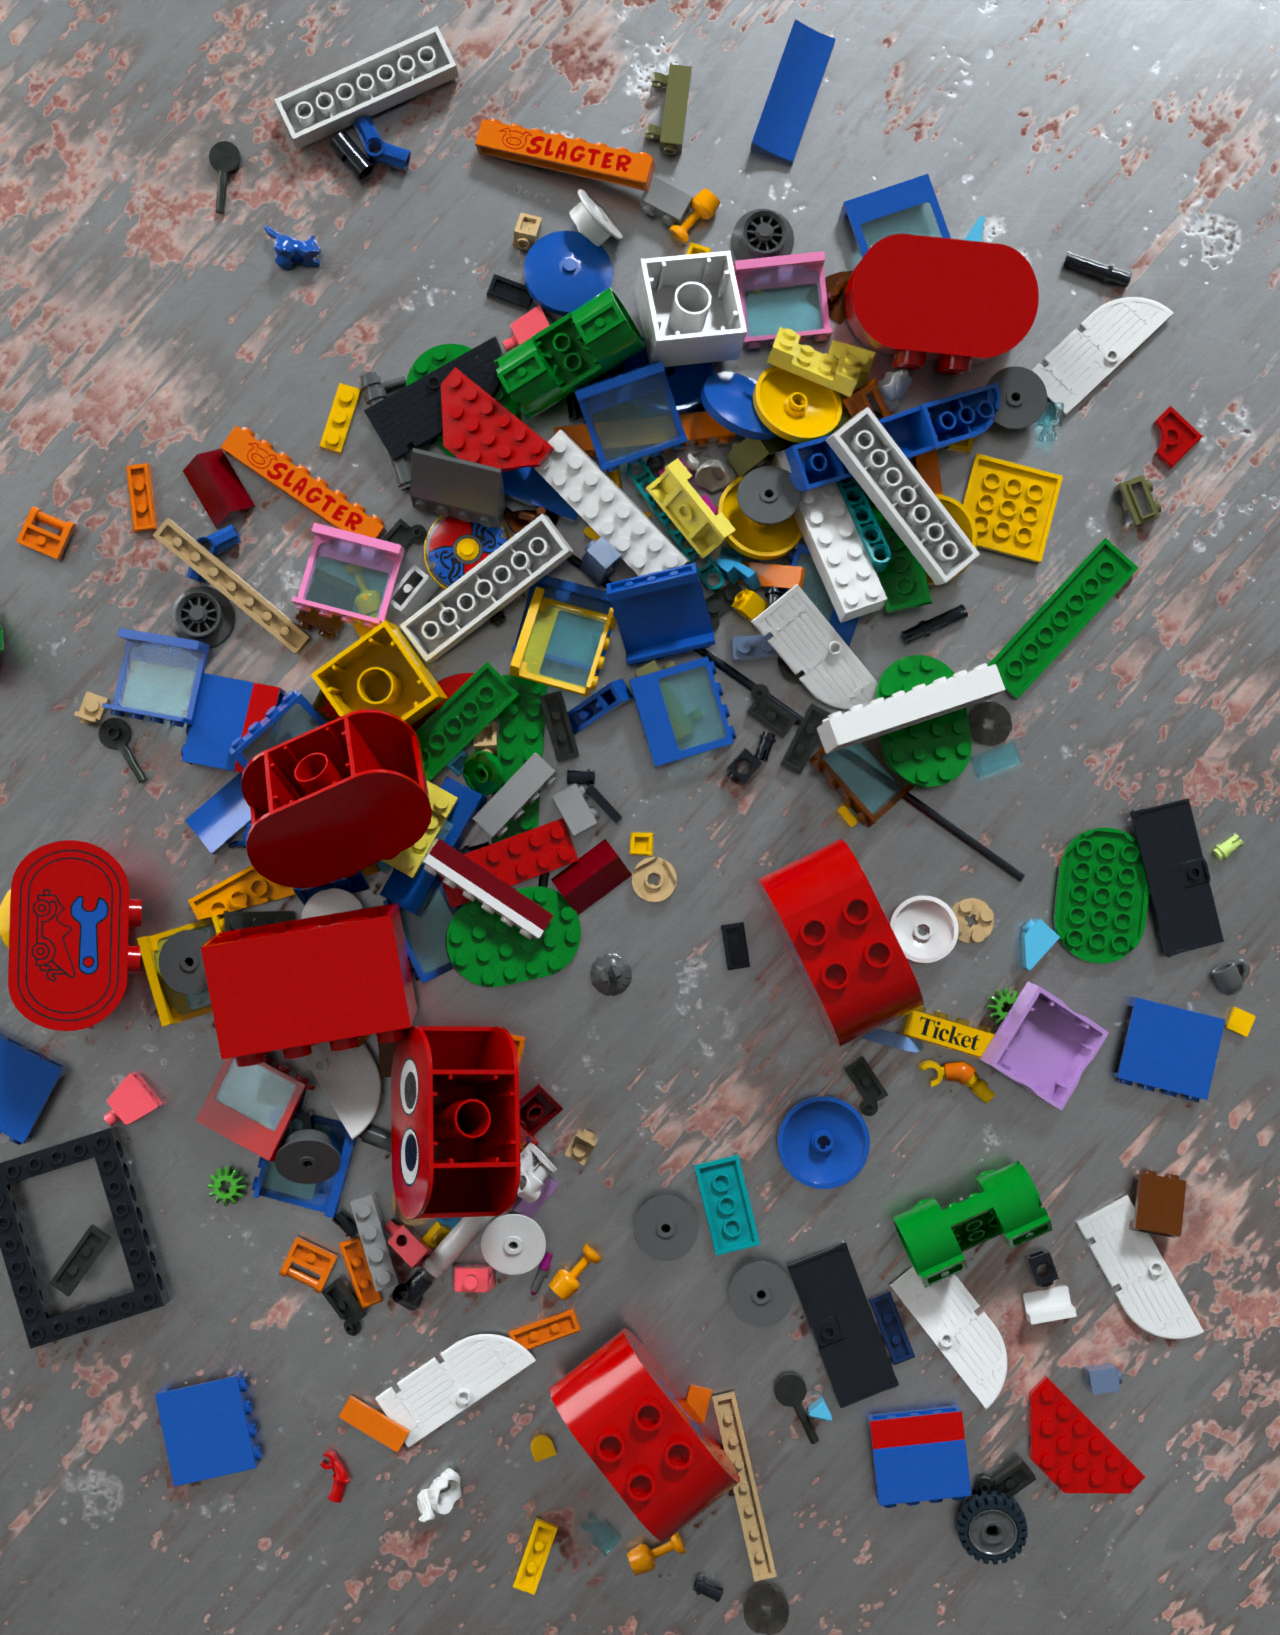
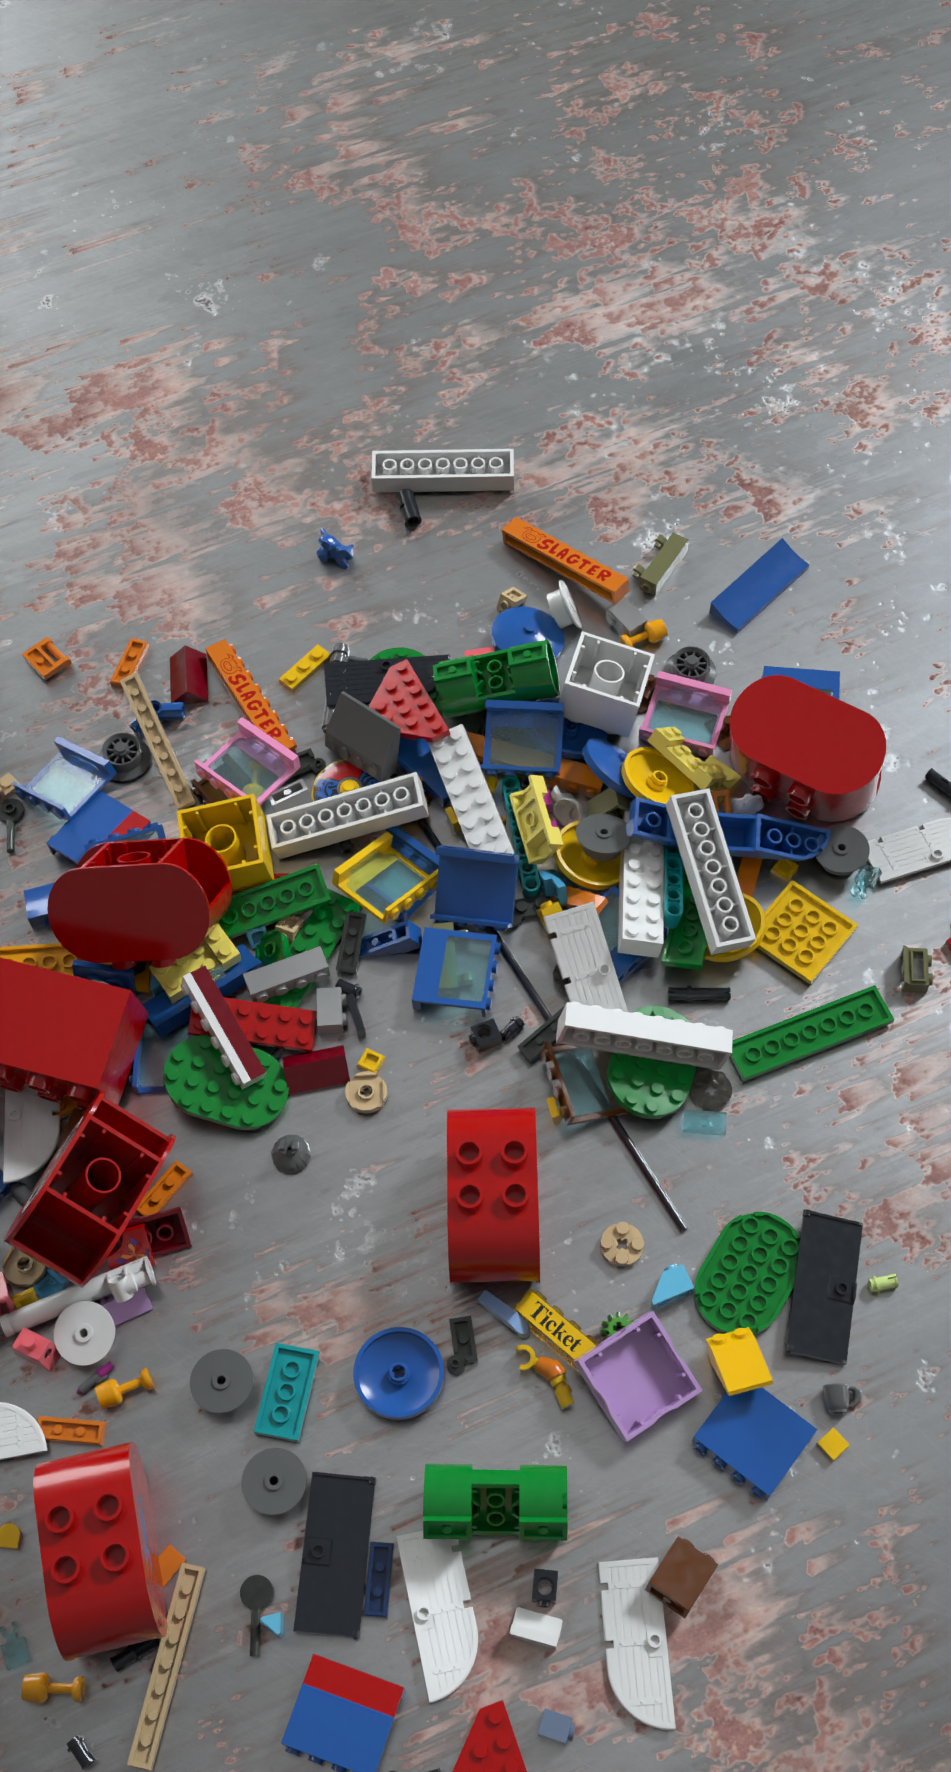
camera: 30 degrees right, 25 degrees down
(225, 159) = (317, 479): pearl dark grey piece -> none
(370, 139) = (430, 512): blue piece -> none
(509, 293) = (476, 634): black tile -> none
(581, 1146) = (189, 1283): tan bracket -> none
(600, 560) = (447, 830): sand blue brick -> none
(735, 946) = (407, 1176): black tile -> none
(752, 648) = (536, 949): sand blue brick -> none
(769, 712) = (528, 1004): pearl dark grey hinge -> none
(933, 917) = (577, 1218): white dish -> none
(1132, 992) = (738, 1361): none -> yellow slope

